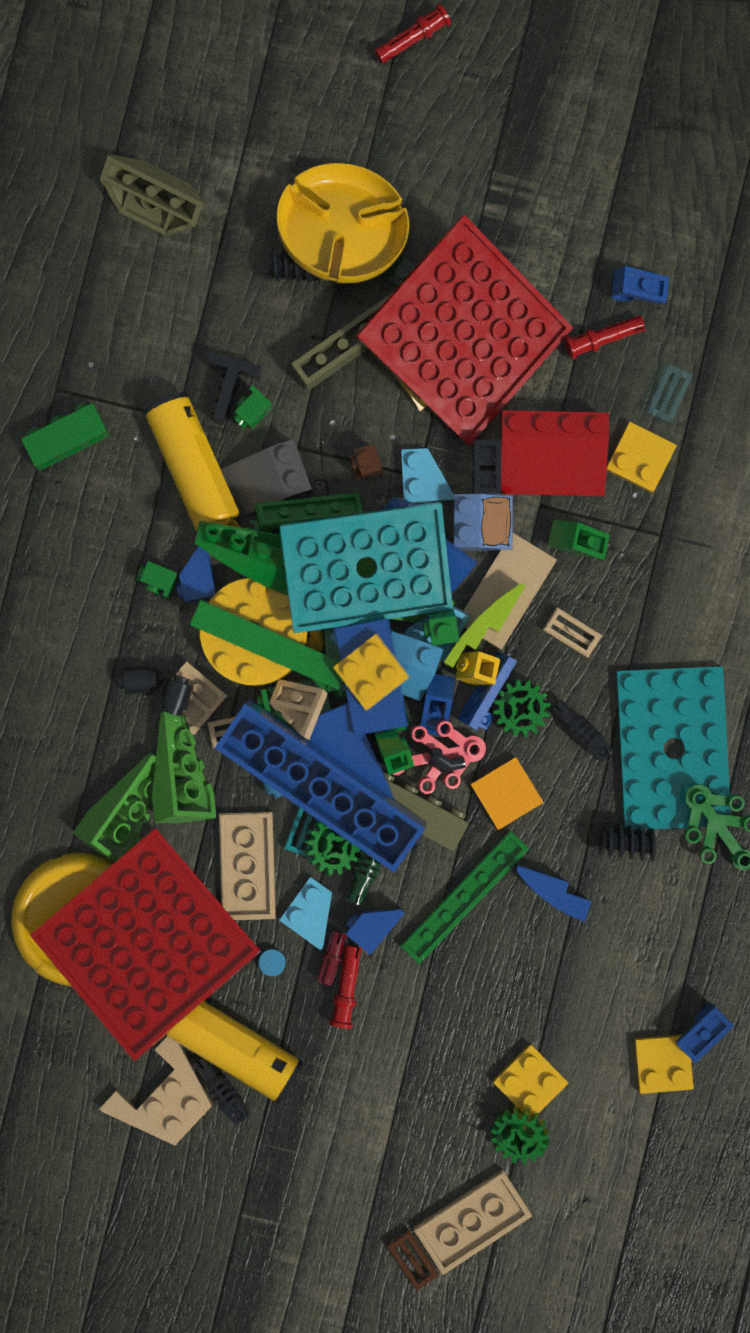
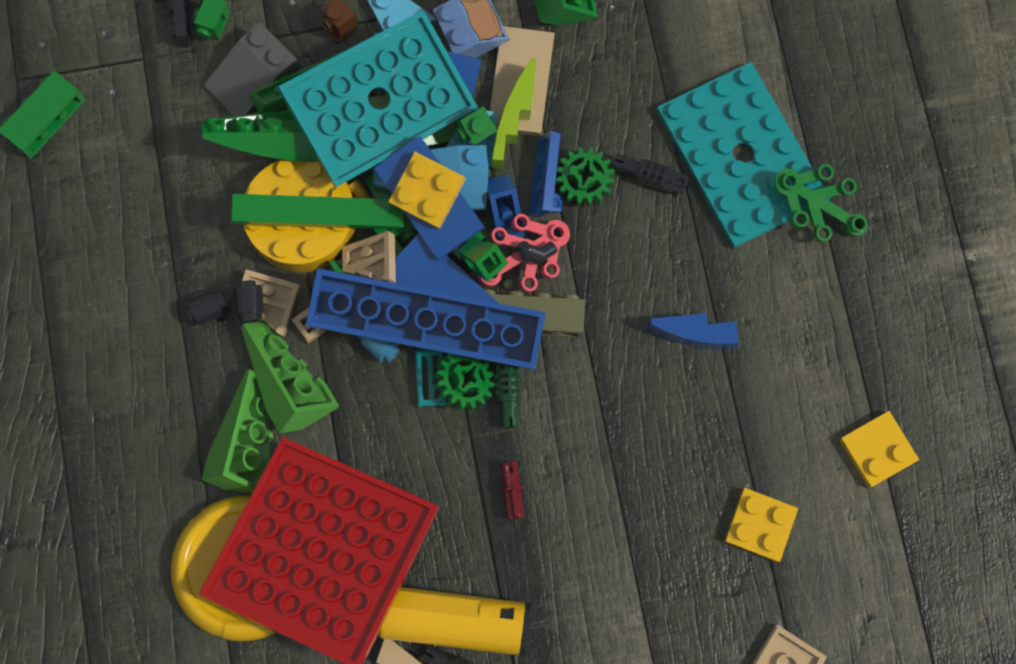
camera: 25 degrees left, 10 degrees down
(158, 579) = (186, 205): green brick -> none
(191, 460) = (168, 81): yellow piece -> none
(197, 578) = (220, 187): blue slope -> none
(247, 865) = (390, 437): tan tile -> none
(272, 962) = (456, 522): dark azure tile -> none
(309, 912) = (471, 457): medium azure wing -> none
(345, 999) = (543, 525): red pin -> none
(372, 926) = (538, 441): blue slope -> none
(464, 897) = (613, 377): green tile -> none
(477, 668) = (526, 156): yellow brick -> none
(506, 793) = (607, 262): light orange tile -> none
(520, 1137) = (770, 590): green gear -> none
(552, 621) = (595, 101): tan tile -> none
(628, 841) = (742, 252): black piece -> none
(707, 1030) = (904, 397): blue plate -> none

